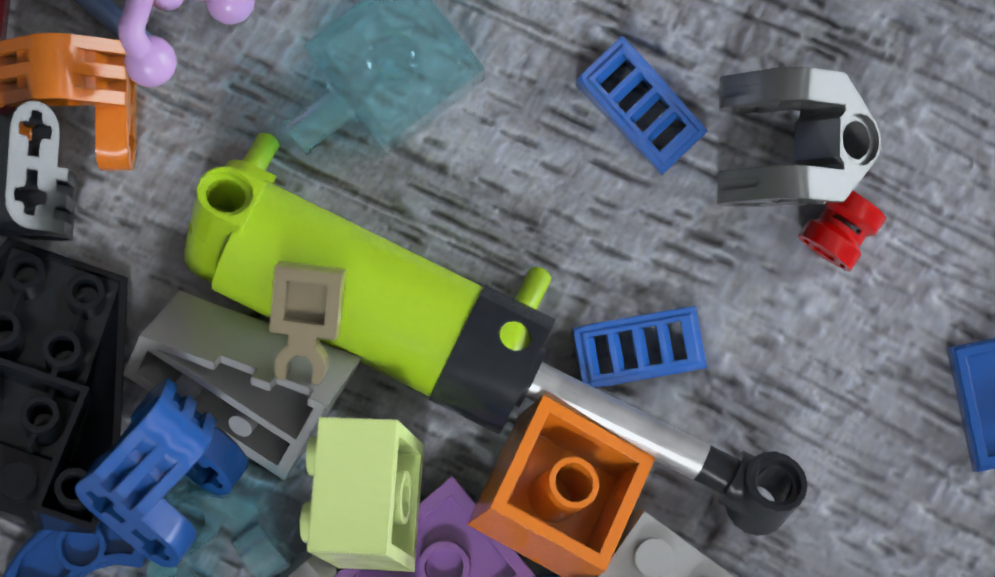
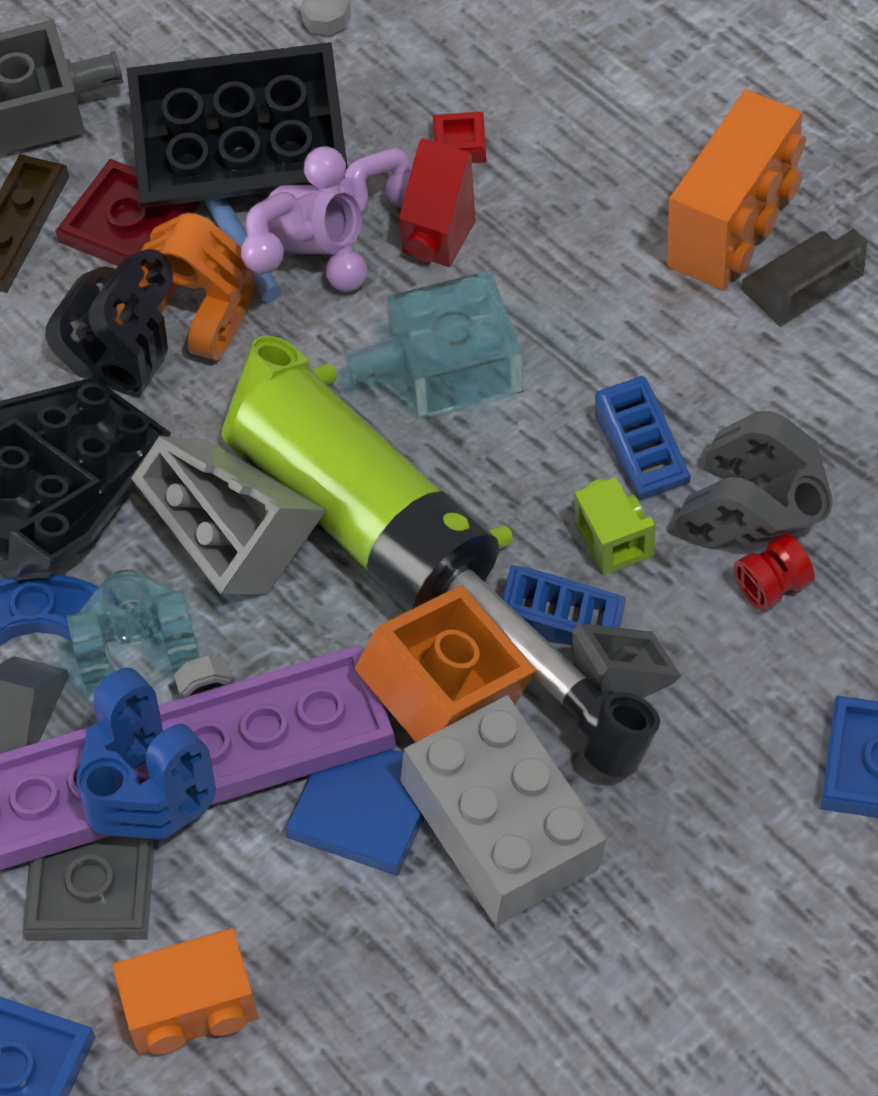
camera: 30 degrees right, 30 degrees down
(149, 458) = (131, 500): blue piece -> none
(307, 308) = (294, 436): dark tan plate -> none
(363, 494) = (280, 607): yellowish green brick -> none
(652, 228) = (613, 525): none -> lime brick
(729, 393) = (622, 659): none -> dark grey slope

